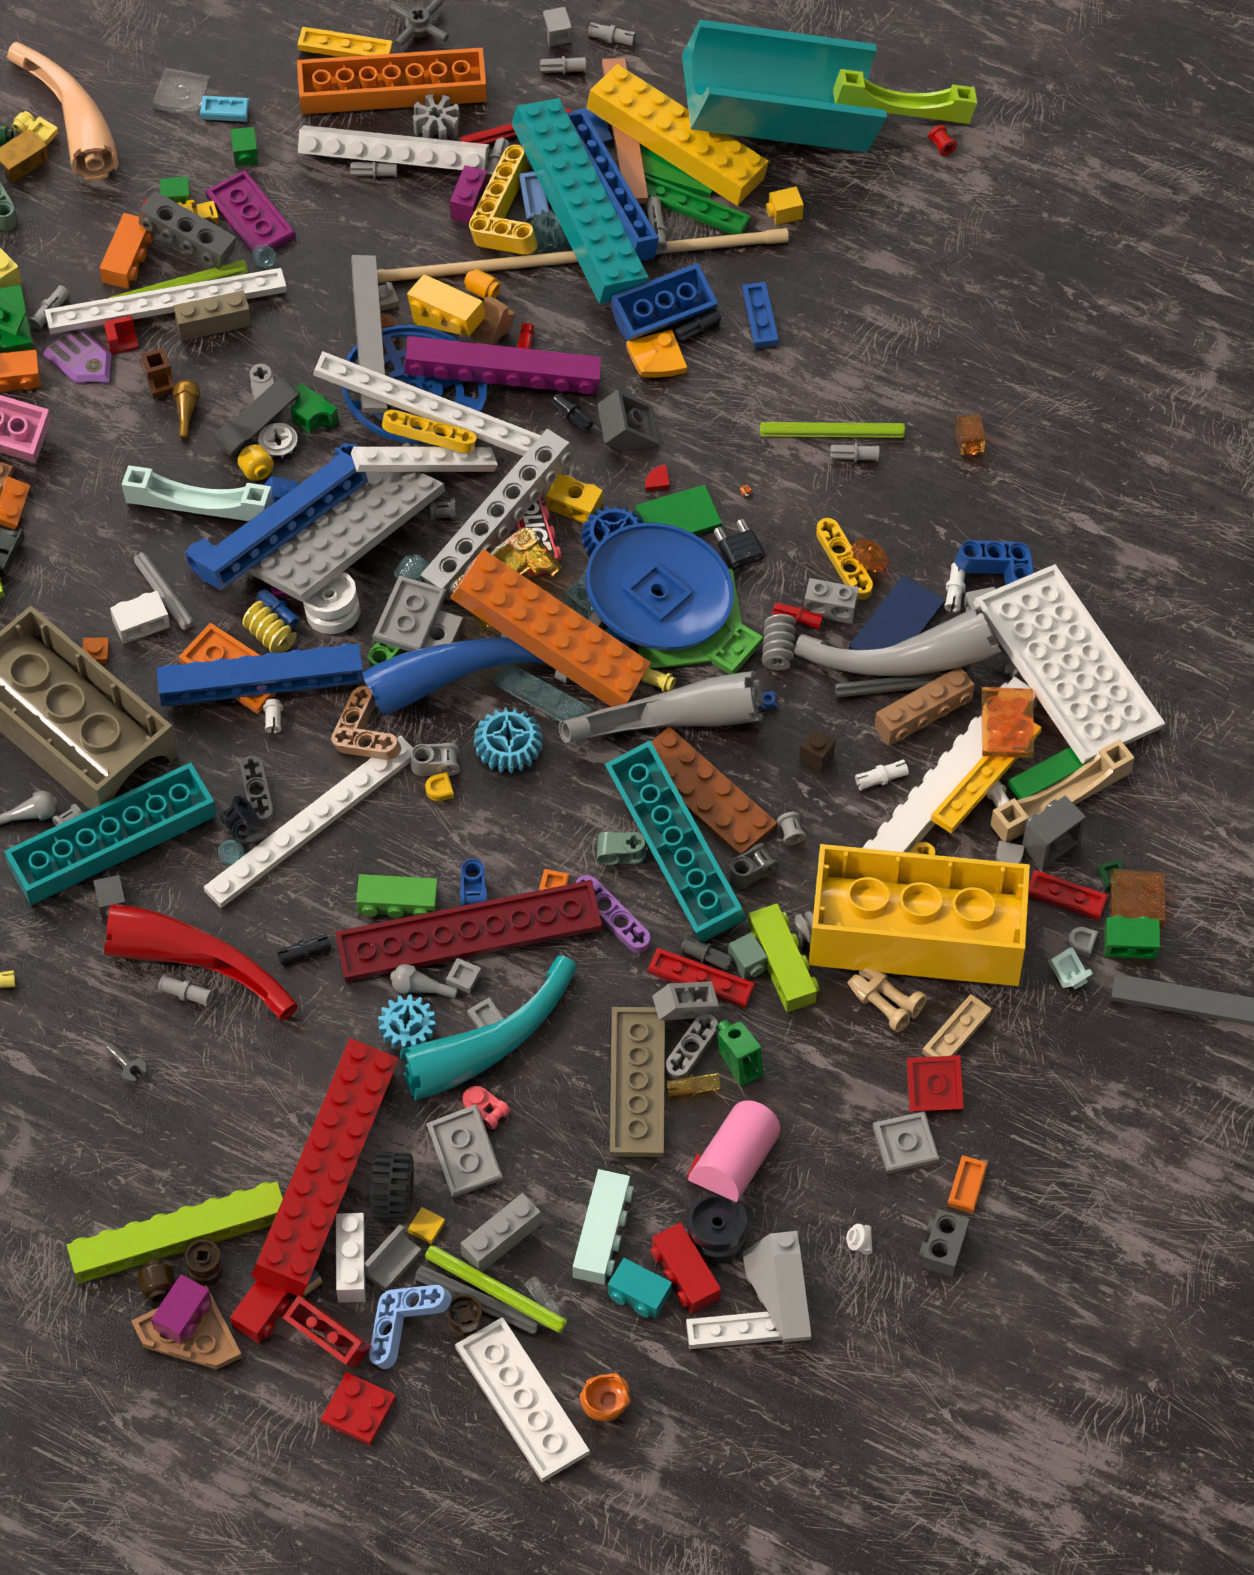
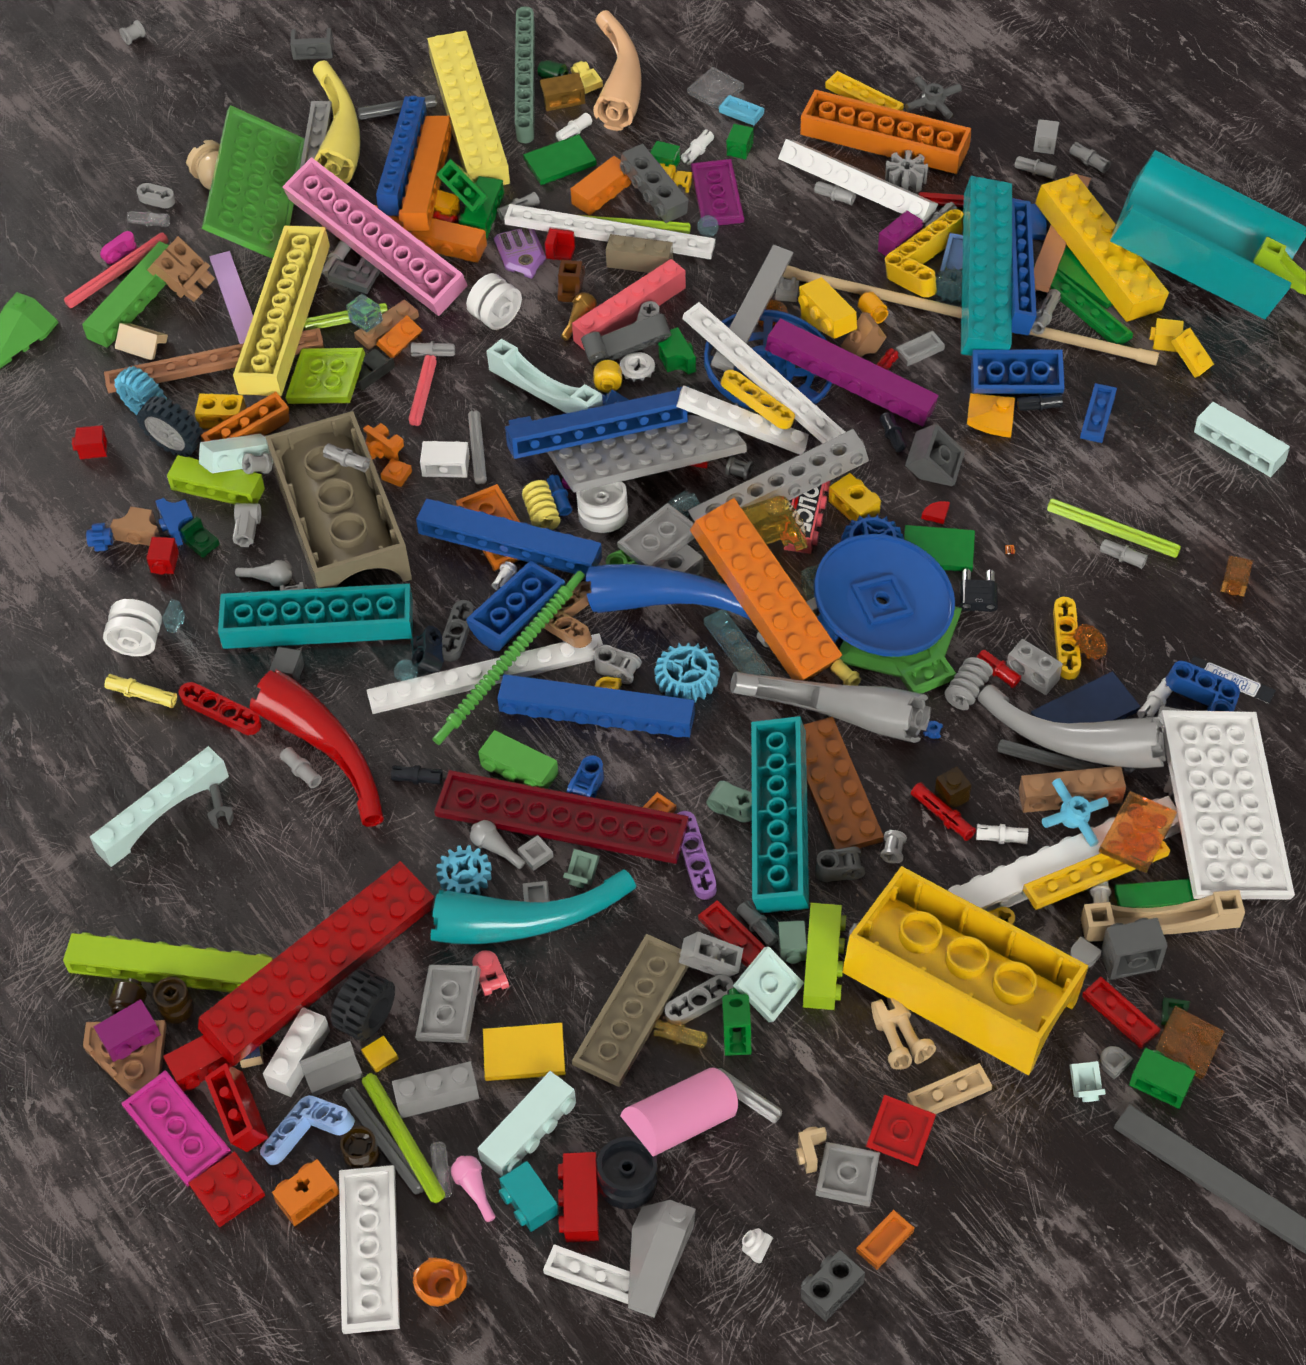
camera: 30 degrees right, 5 degrees down
(53, 503) = (432, 348): none -> light grey axle
(53, 1122) = (119, 835): none -> light aqua arch
(56, 193) = (574, 127): none -> white axle
(57, 658) = (346, 457): none -> light grey pin
(61, 236) = (560, 159): none -> green tile
(65, 970) = (221, 706): none -> red beam
(69, 551) = (422, 390): none -> coral axle
(73, 628) = (379, 444): none -> orange hips
(94, 426) = (494, 301): none -> white wheel
(201, 168) = (697, 147): none -> white pin
(233, 376) = (625, 306): none -> coral brick
(279, 1376) = (176, 1127): none -> dark pink tile
(304, 741) = (513, 606): none -> blue brick
(313, 879) = (455, 719): none -> bright green hose
(435, 1391) = (300, 1205): none -> orange brick
(439, 809) = (596, 706): none -> blue brick
(516, 972) = (581, 868): none -> sand green bracket
(550, 311) = (920, 348): none -> light grey tile
(558, 1164) = (523, 1051): none -> yellow tile
(573, 1294) = (467, 1173): none -> bright pink piece
(750, 1003) = (768, 984): none -> light aqua plate
(790, 767) = (964, 829): none -> red pin
(793, 1114) = (755, 1100): none -> light grey axle
(819, 216) = (1192, 352): none -> yellow plate
(861, 1138) = (806, 1152): none -> tan bracket
(908, 290) = (1241, 439): none -> light aqua brick
(942, 727) = (1075, 812): none -> medium azure bar
(1031, 539) = (1245, 685): none -> sticker

